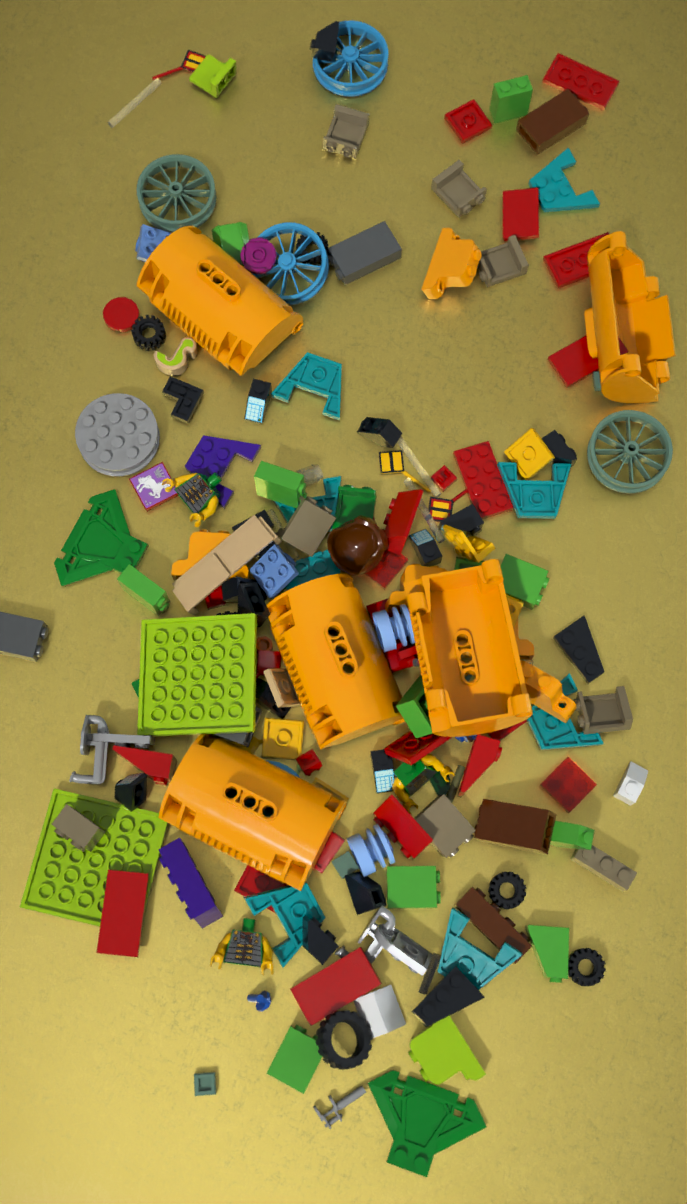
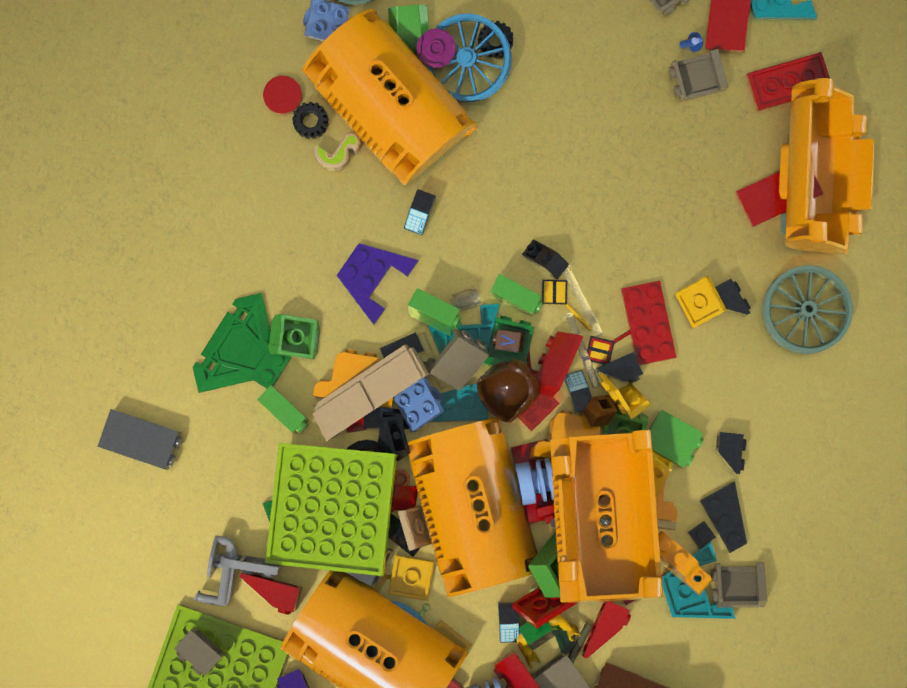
camera: 10 degrees right, 10 degrees up
(117, 434) = (268, 234): light grey wheel -> none
(131, 791) = (254, 616): black slope -> none
(149, 523) = (294, 336): none -> bright green slope
(150, 488) = (302, 294): tile -> none
(186, 396) = (345, 197): black plate -> none
(197, 493) = (348, 310): torso -> none
(309, 762) = (435, 606): red tile -> none
(315, 376) = (485, 189): teal wing -> none
(353, 505) = (509, 340): none -> reddish brown brick
(354, 465) = (515, 295): none -> bright green slope
(364, 253) = (551, 51): dark grey brick -> none
(443, 478) = (607, 316): red tile -> none
(447, 557) = (600, 411): none -> reddish brown brick
(451, 265) = (645, 76): light orange brick -> none
(492, 234) = (694, 42): none -> blue plate
(535, 497) = (702, 349): teal wing -> none
(559, 668) = (701, 534): none -> black plate
(568, 785) = (693, 655): clear red plate -> none
(575, 586) = (729, 449): none -> black slope
(631, 784) = (758, 661): white slope -> none

